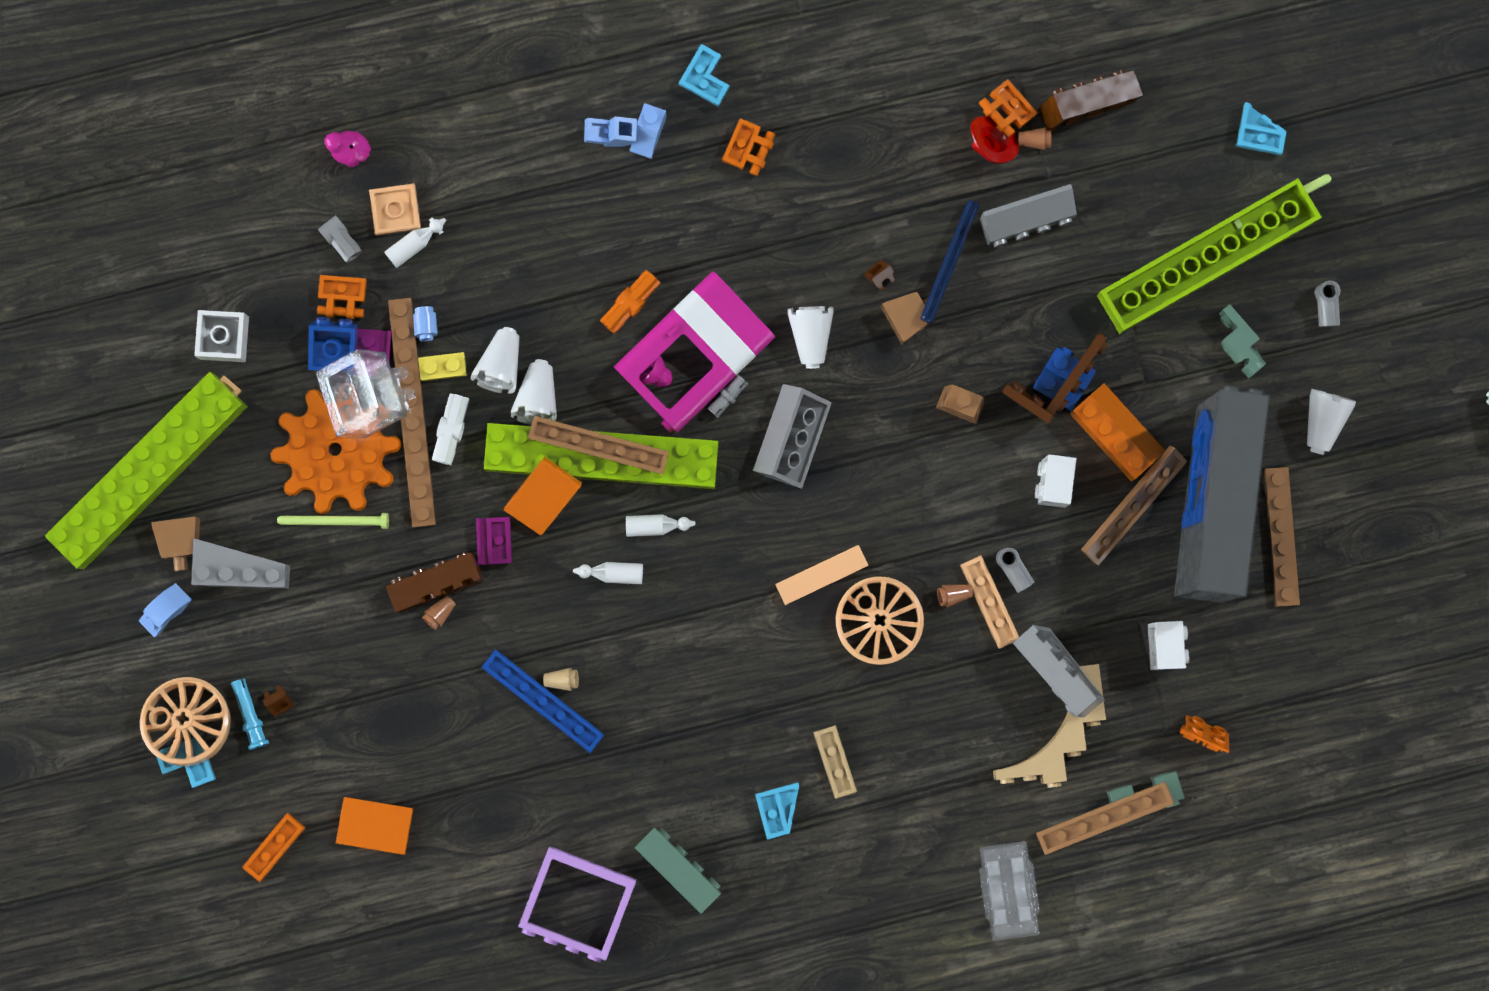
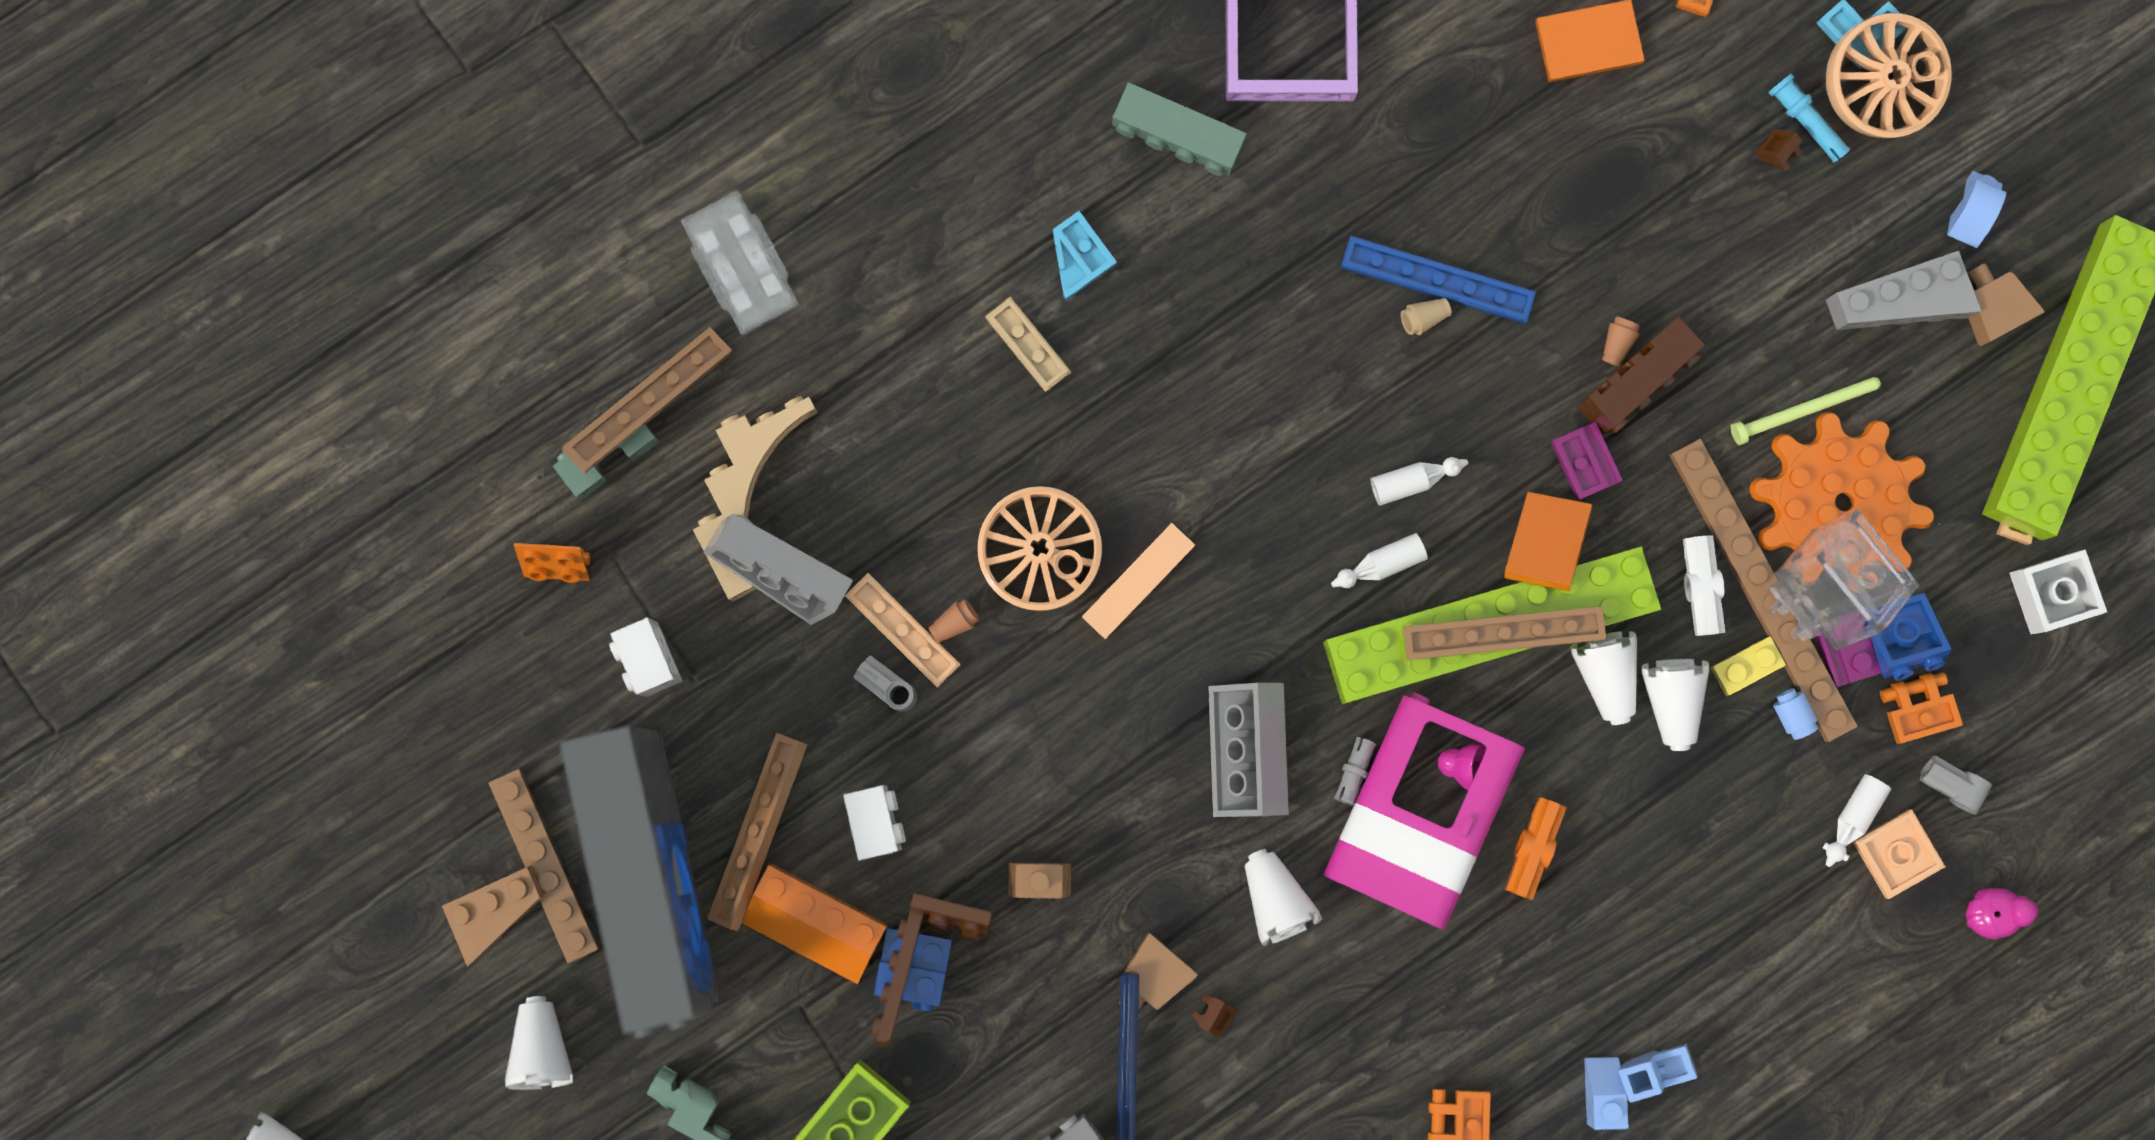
camera: 160 degrees right, 0 degrees up
(1326, 520) = (489, 912): none -> medium nougat wing

